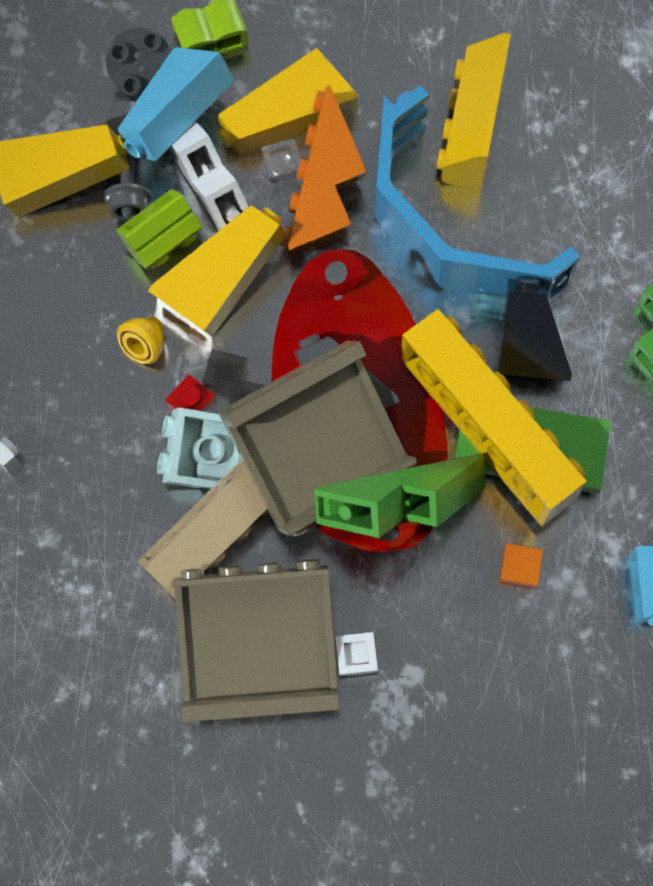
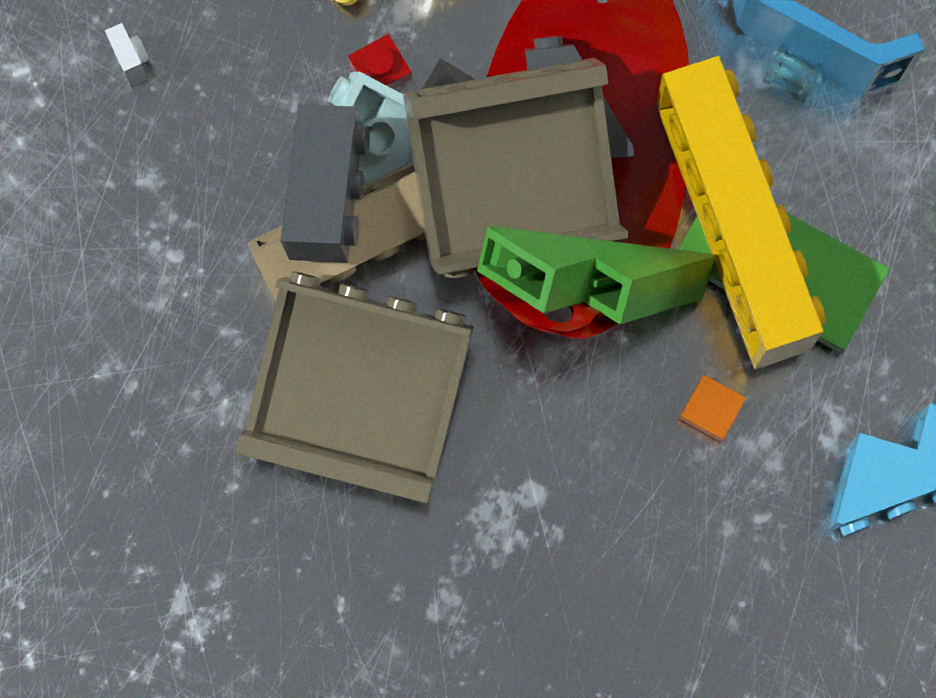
camera: 15 degrees right, 5 degrees up
(182, 498) = (324, 183): none -> dark grey brick
(222, 369) = (431, 42): clear smoke plate -> none
(356, 654) = (471, 445): white plate -> none
(530, 333) = (830, 126): black slope -> none

